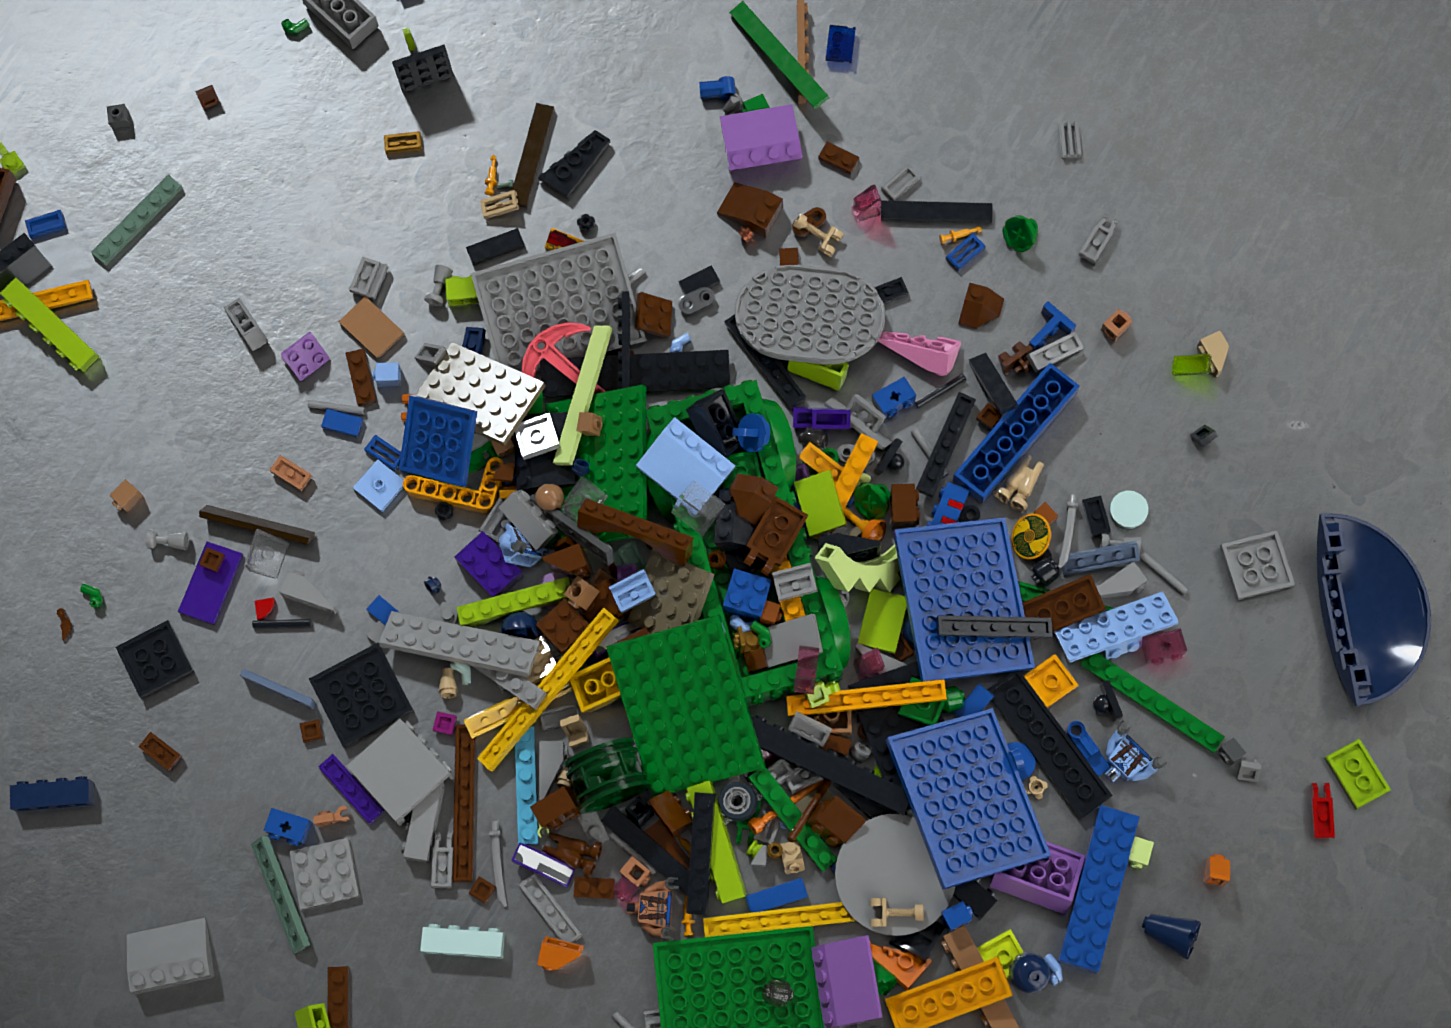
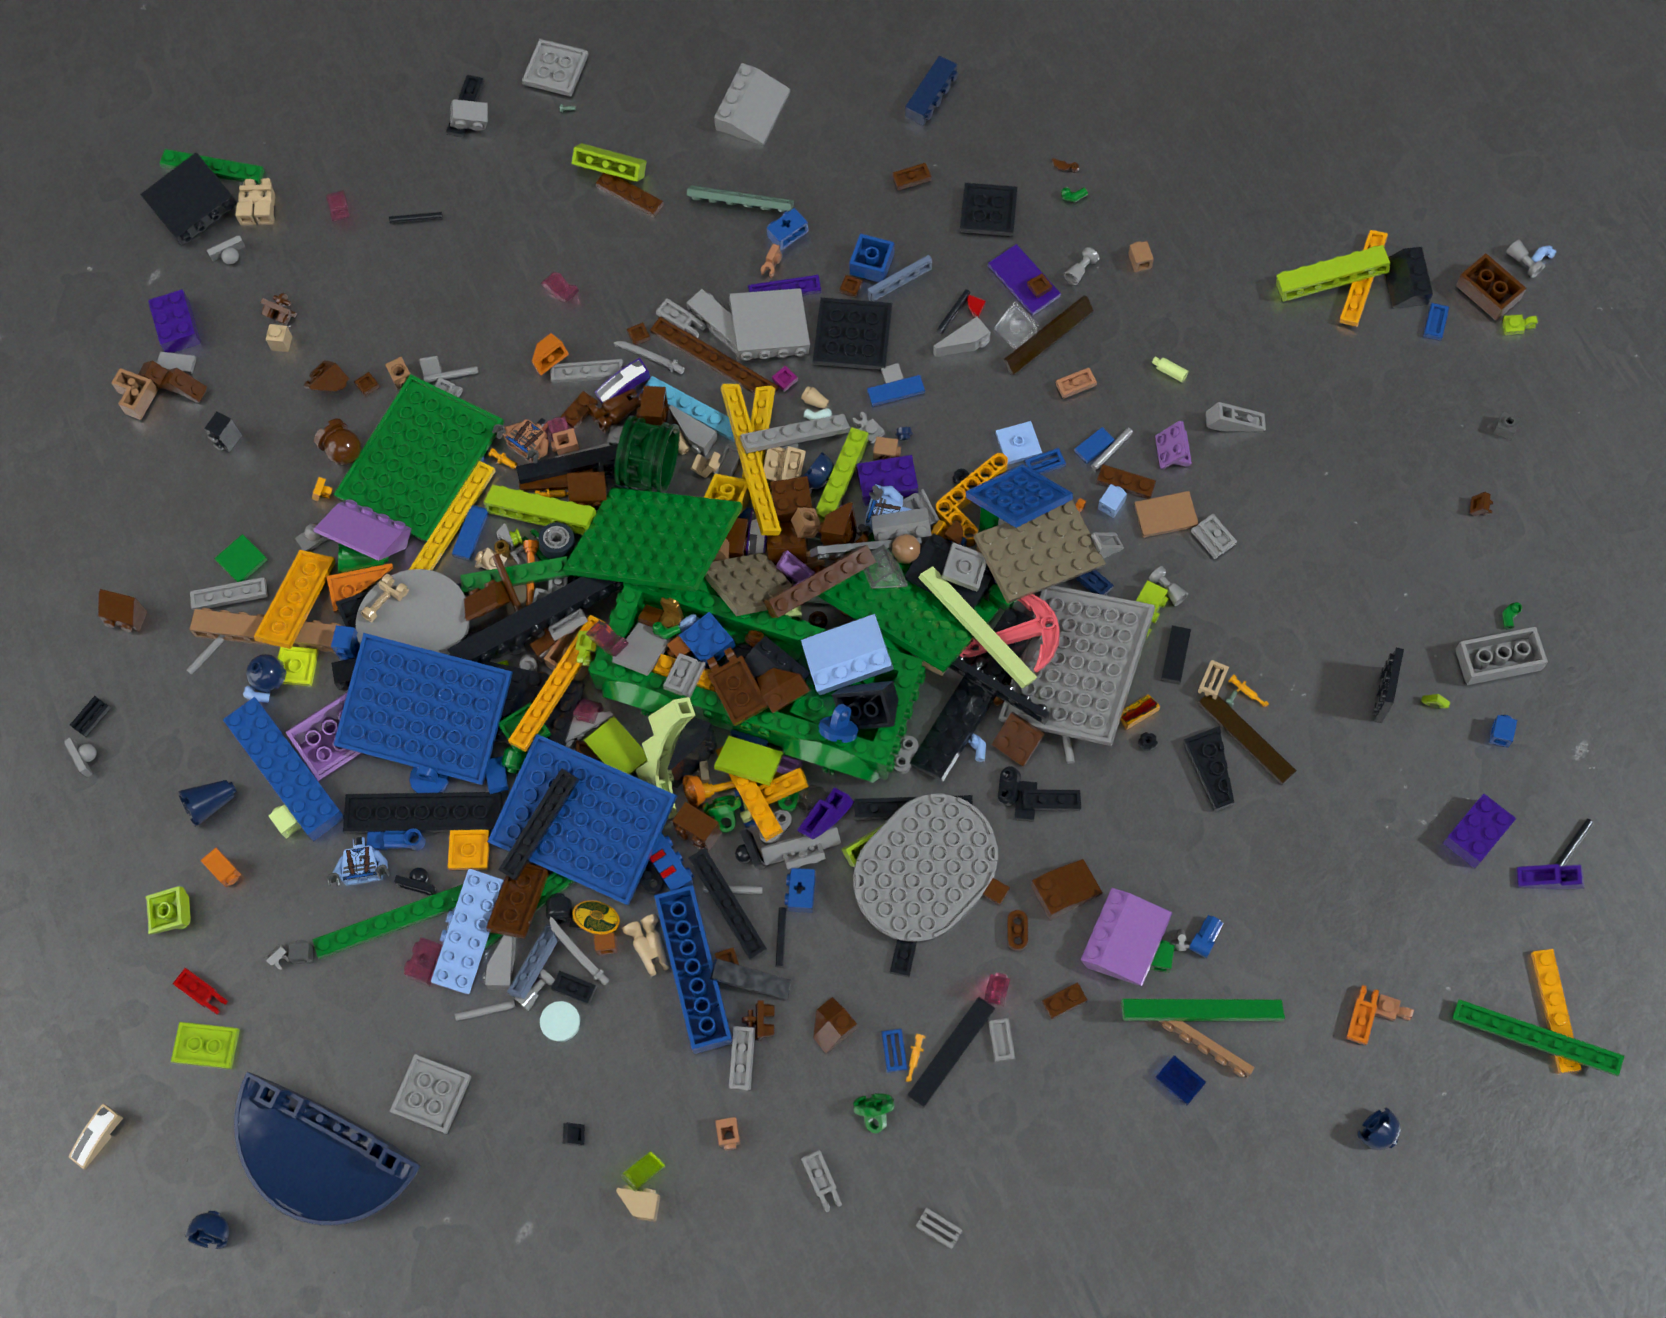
camera: 125 degrees right, 5 degrees down
(136, 220) = (1394, 391): sand green plate -> none
(227, 404) = (1170, 369): none -> yellowish green cylinder
(273, 725) = (871, 258): none -> blue brick
(324, 874) = (734, 237): light grey plate -> none
(403, 143) = (1324, 651): pearl gold tile -> none
(459, 587) = (886, 448): none -> medium nougat brick
(460, 644) = (835, 417): light grey plate -> none
(462, 942) = (609, 296): light aqua brick -> none
(481, 998) = (559, 287): none -> clear pink slope
(580, 467) = (916, 587): dark blue plate -> none
(589, 424) = (944, 611): medium nougat plate -> none
(632, 591) = (776, 558): light blue plate -> none
(686, 262) = (1051, 800): none -> black tile
(697, 507) = (803, 641): clear slope -> none
(701, 853) = (538, 489): black plate -> none
(746, 234) = (1042, 866): copper plate -> none
(777, 993) = (395, 479): clear smoke head -> none
(801, 222) = (1017, 918): tan bar -> none
(932, 355) = (822, 948): bright pink wedge -> none
(1036, 782) = (403, 781): tan plate -> none
(1057, 319) = (766, 1071): blue bracket -> none
(1283, 889) = (168, 910): none -> lime slope

